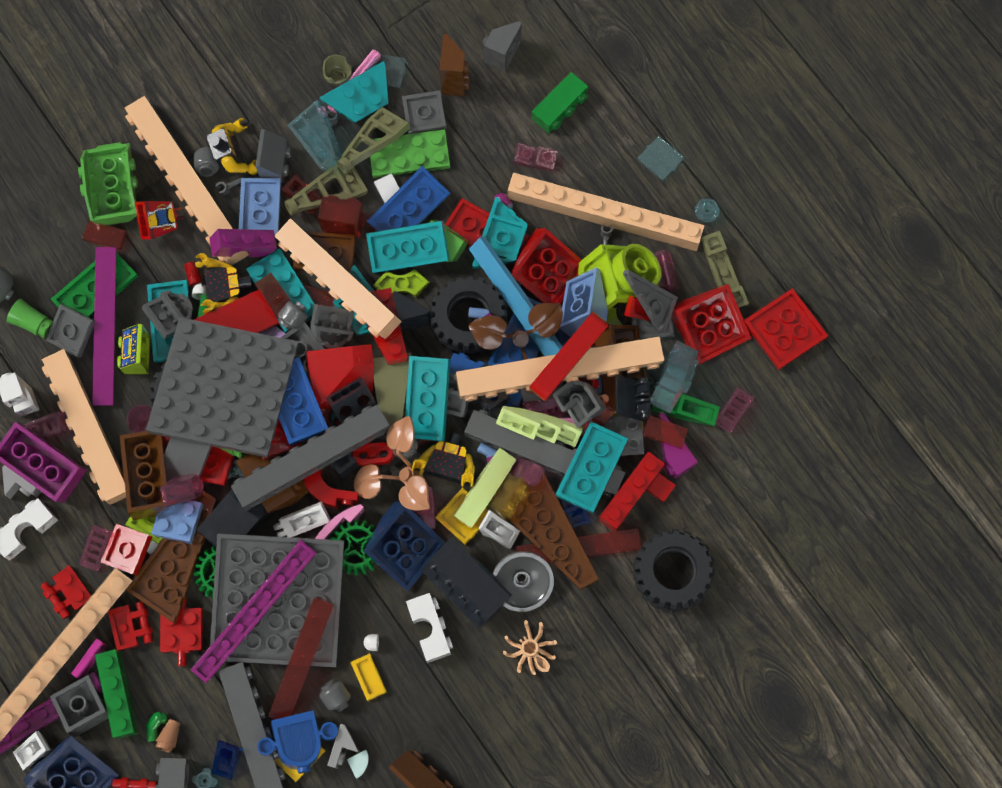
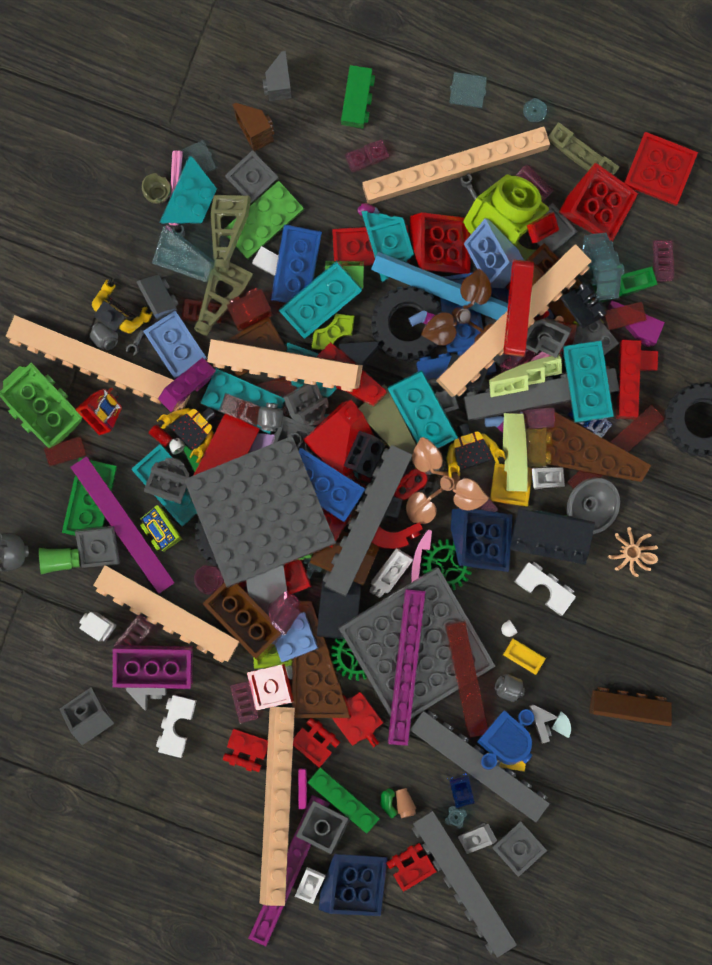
camera: 35 degrees left, 10 degrees up
(654, 300) = (549, 216): dark grey wing -> none

